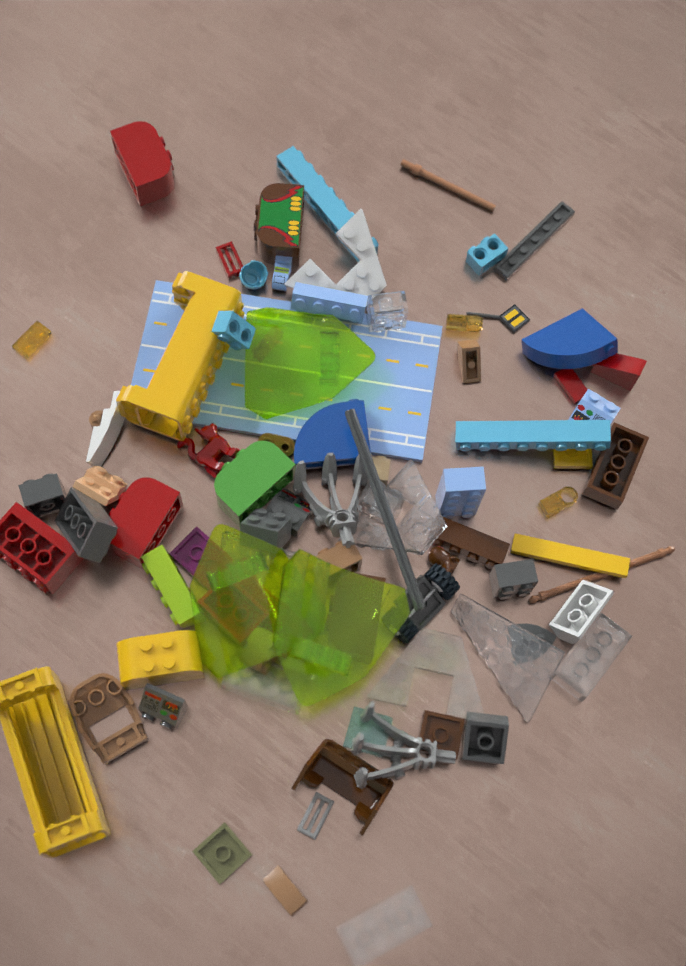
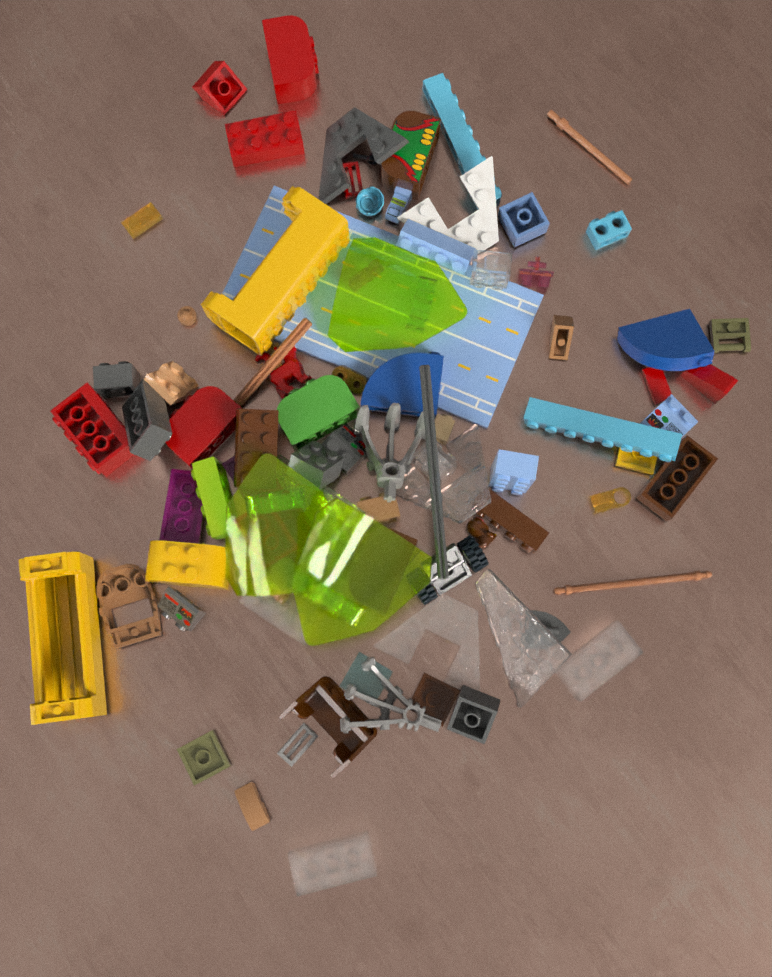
camera: 20 degrees right, 10 degrees up
(80, 200) = (219, 87): none -> red slope
(105, 435) = (187, 334): white slope -> none
(136, 239) = (264, 138): none -> red brick
(140, 604) = (182, 510): none -> magenta plate
(198, 441) = (273, 361): none -> nougat axle
(198, 513) = (254, 436): none -> reddish brown brick
(215, 220) = (344, 137): none -> dark grey wing
(233, 330) = (330, 258): medium azure brick -> none
(245, 237) = (370, 159): none -> black hand
(404, 261) = (523, 219): none -> medium blue brick
(437, 308) = (544, 276): none -> clear pink hips
(464, 323) = (566, 296): clear yellow piece -> none
(513, 317) = (617, 302): piece -> none
(513, 579) = (543, 567): dark grey brick -> none
(534, 240) = (661, 225): dark grey tile -> none
(570, 555) = (606, 557): yellow tile -> none
(580, 611) = (599, 615): white slope -> none
(626, 319) = (730, 329): none -> olive plate

